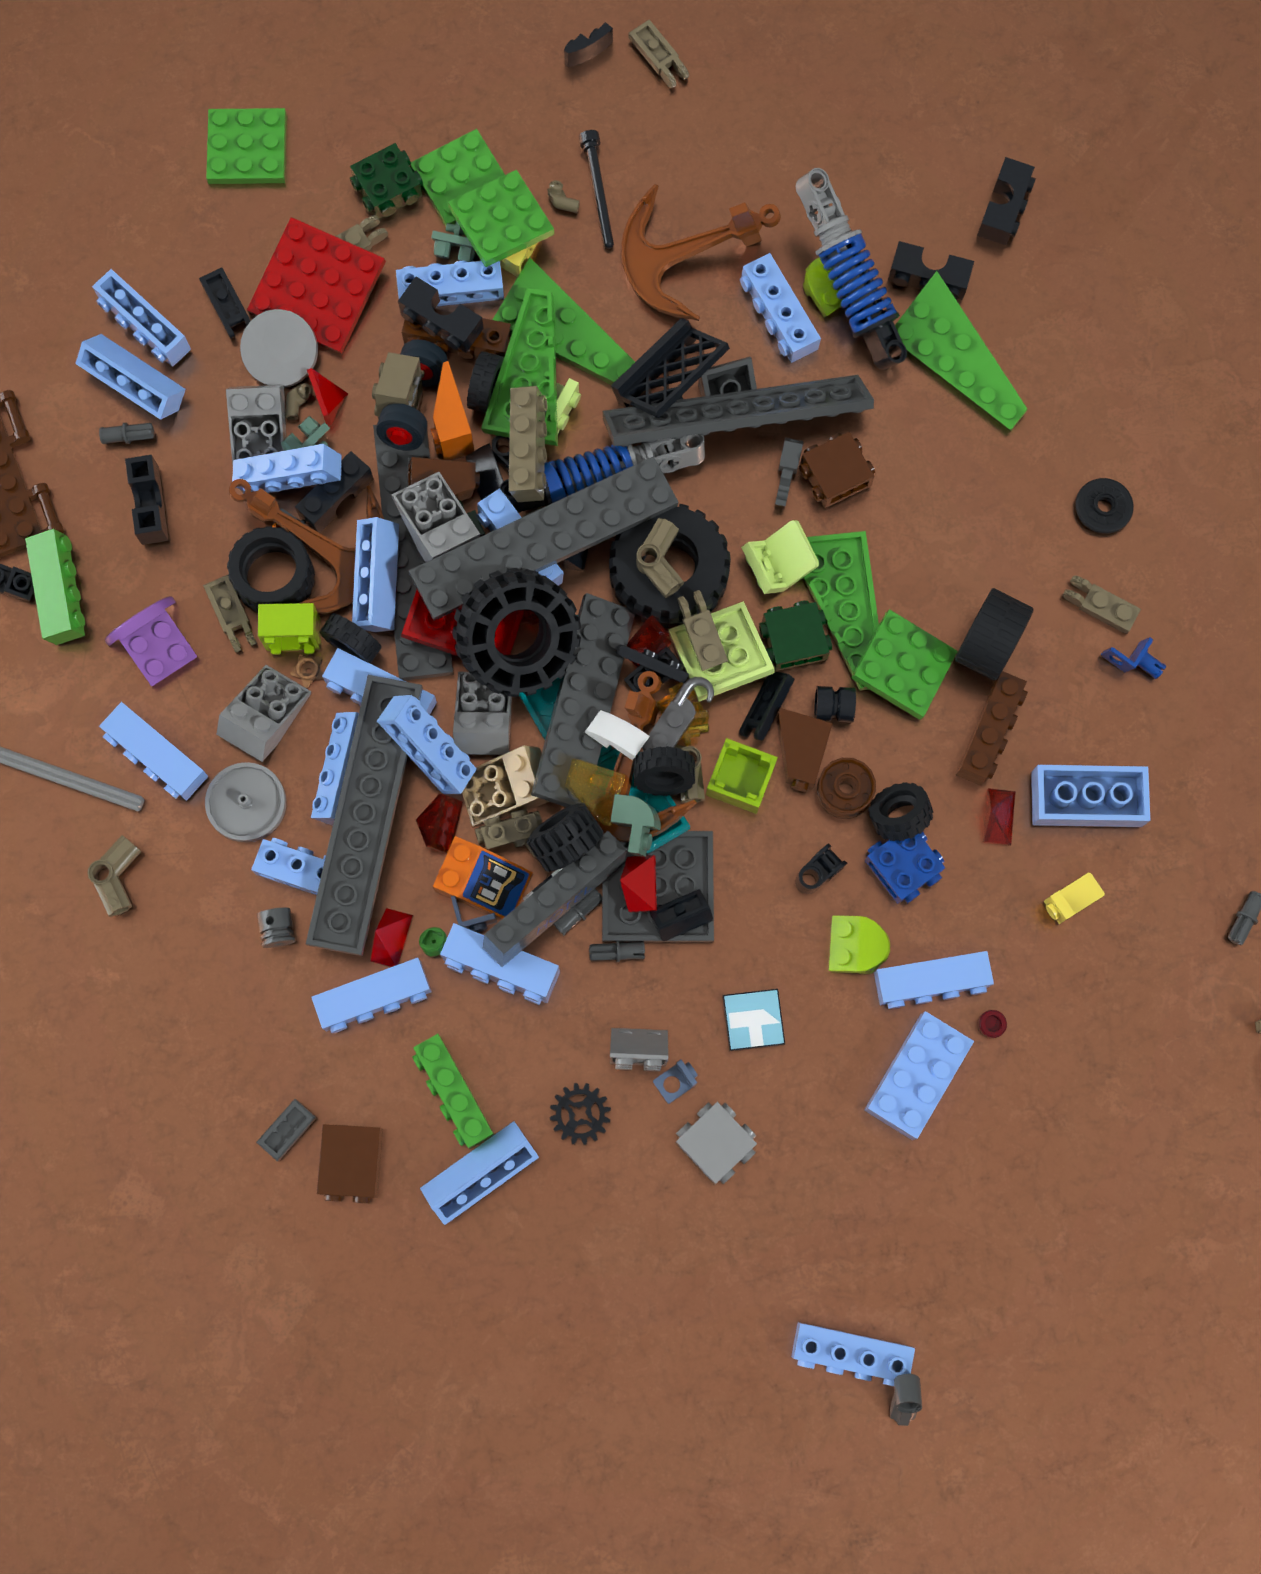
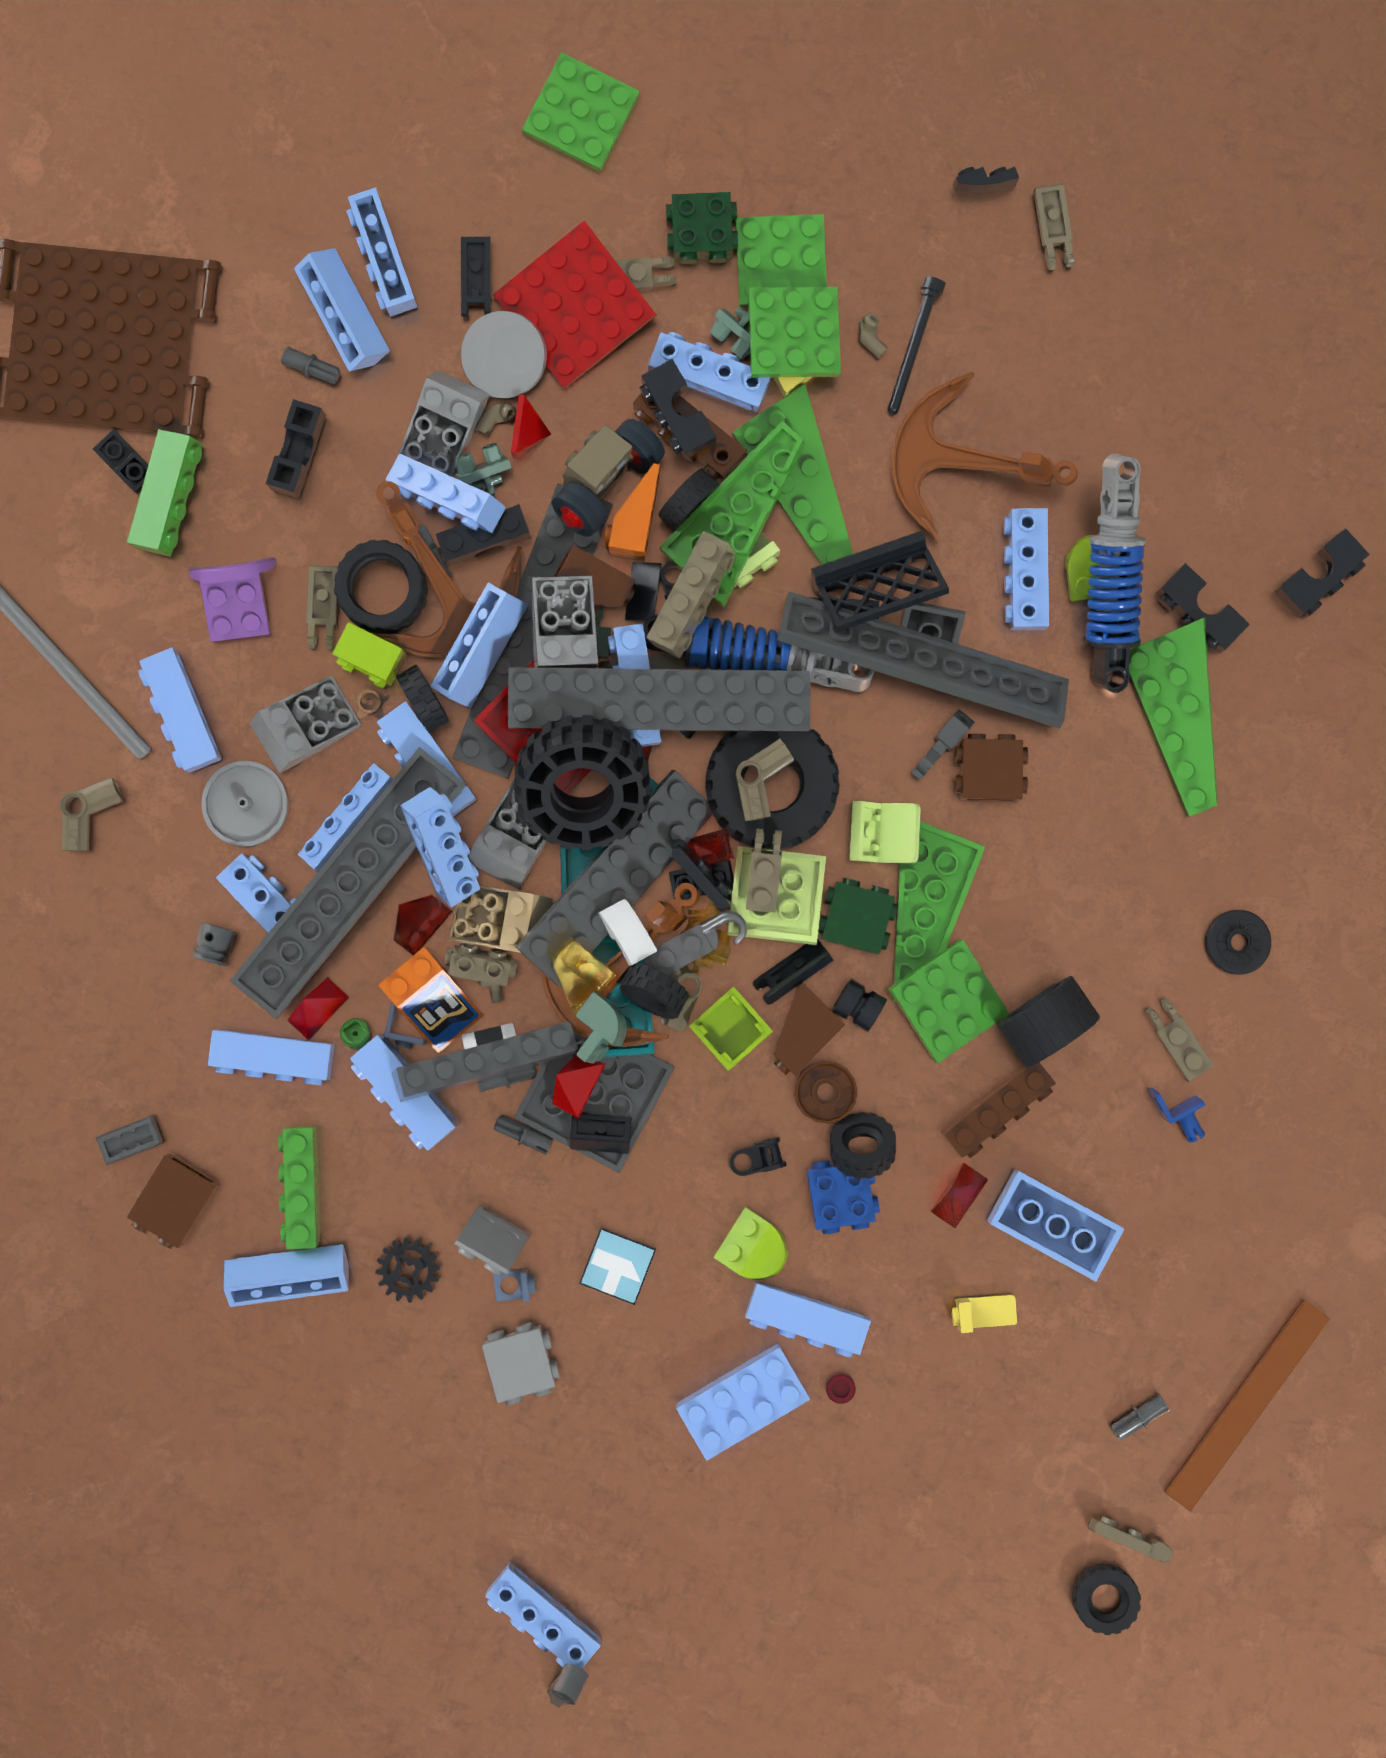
camera: 25 degrees right, 10 degrees up
(565, 837) = (525, 1007): black tyre -> none

